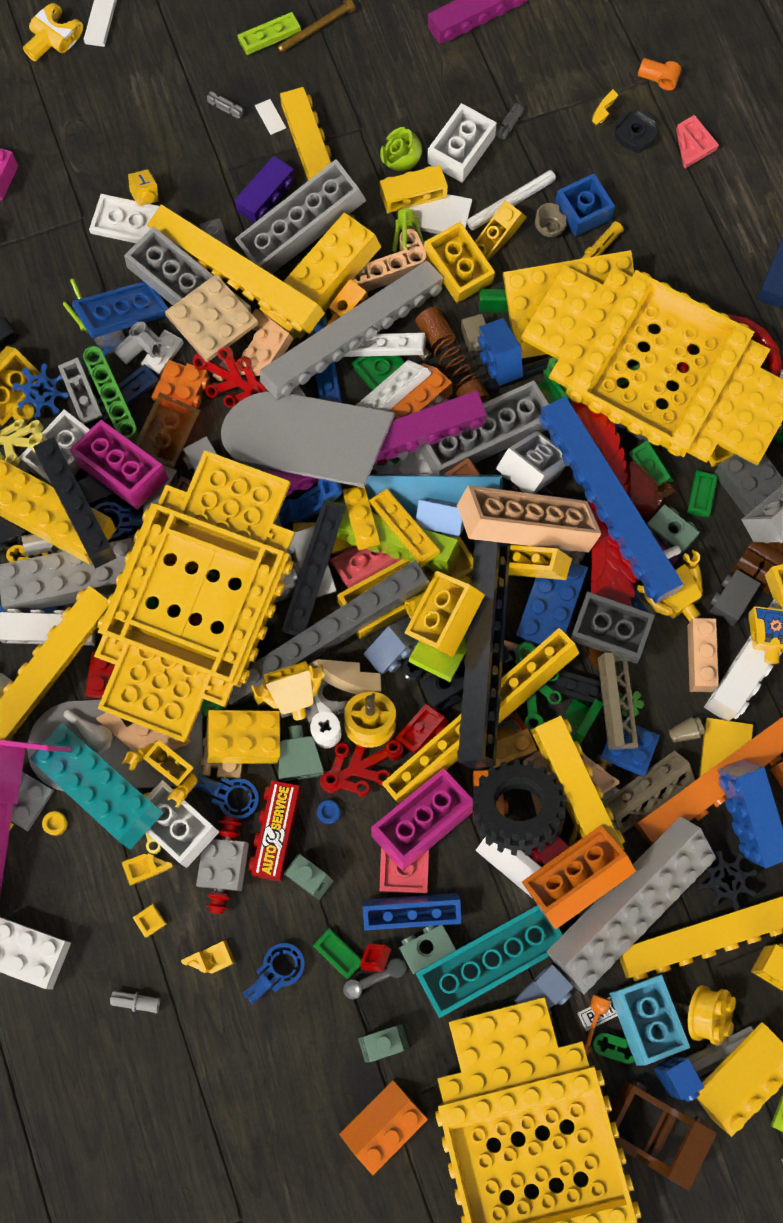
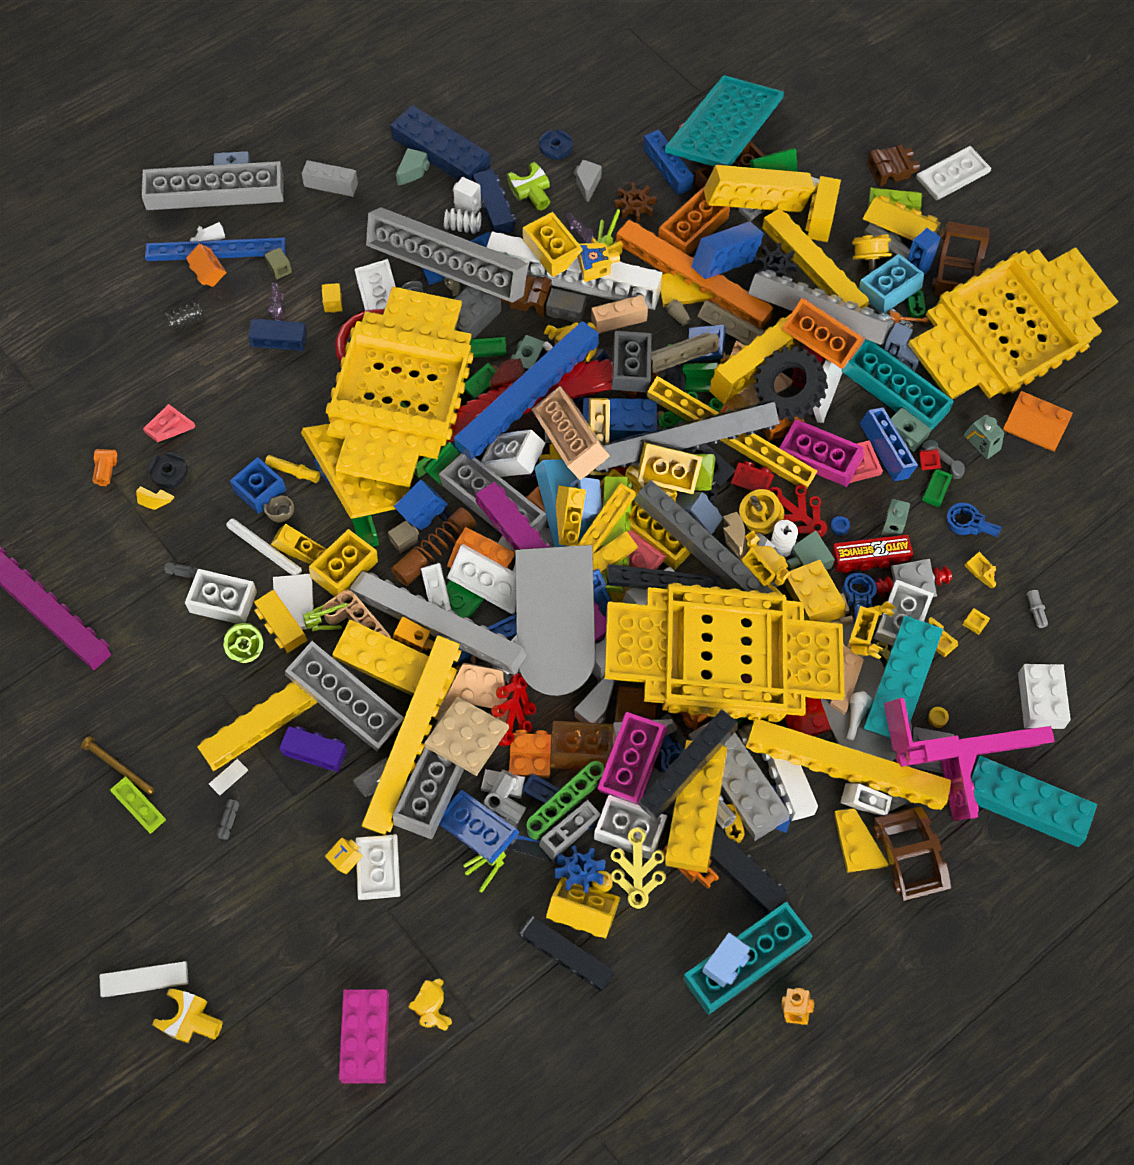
camera: 110 degrees left, 10 degrees down
(424, 487) = (569, 514): none -> yellow slope

